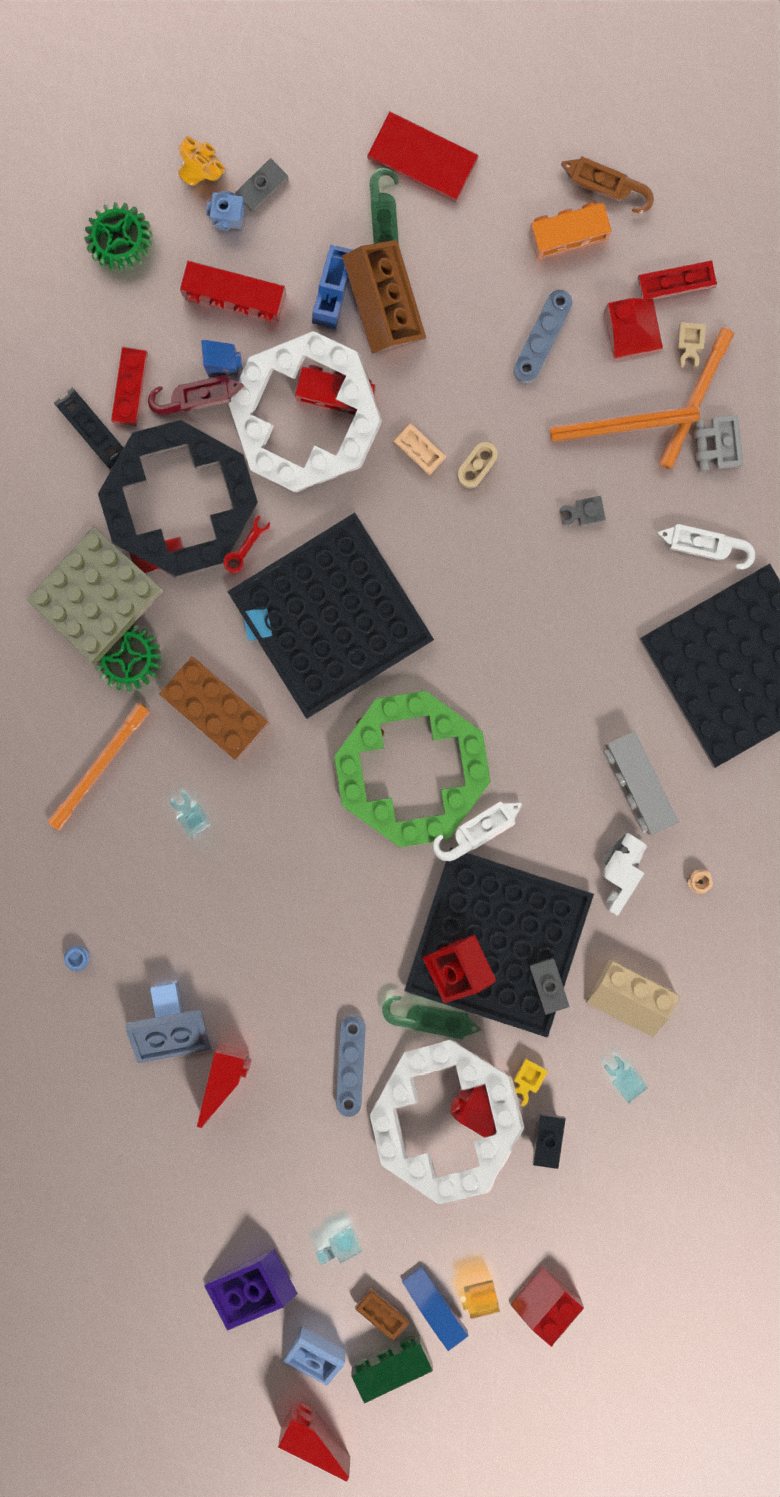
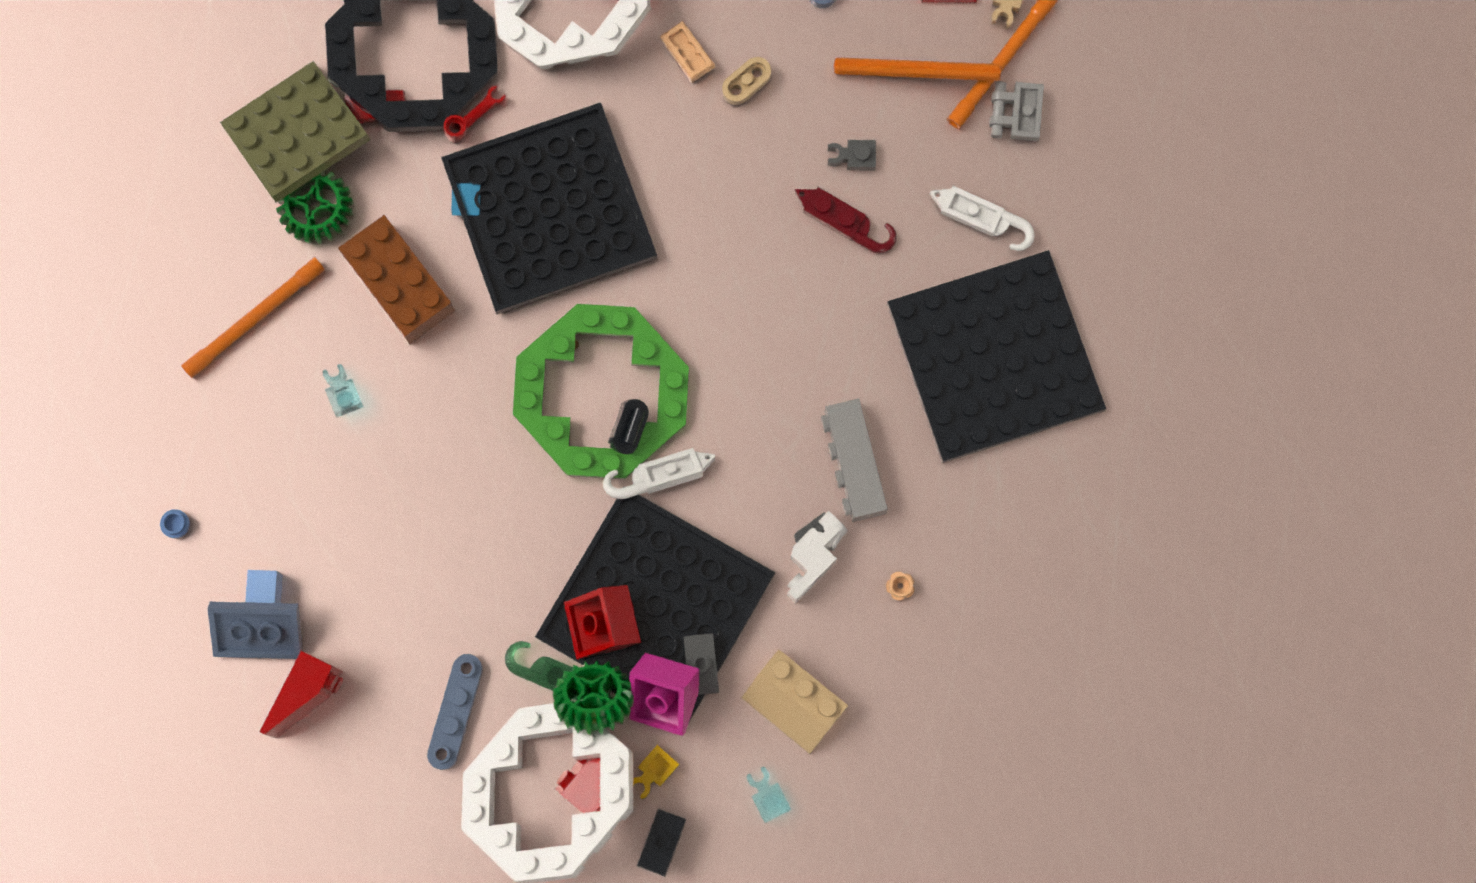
camera: 15 degrees right, 10 degrees down
(443, 796) = (629, 426): none -> black piece
(454, 1026) = (593, 706): none -> green gear
(524, 1019) = (663, 693): none -> dark pink slope
(586, 572) = (842, 219): none -> dark red plate

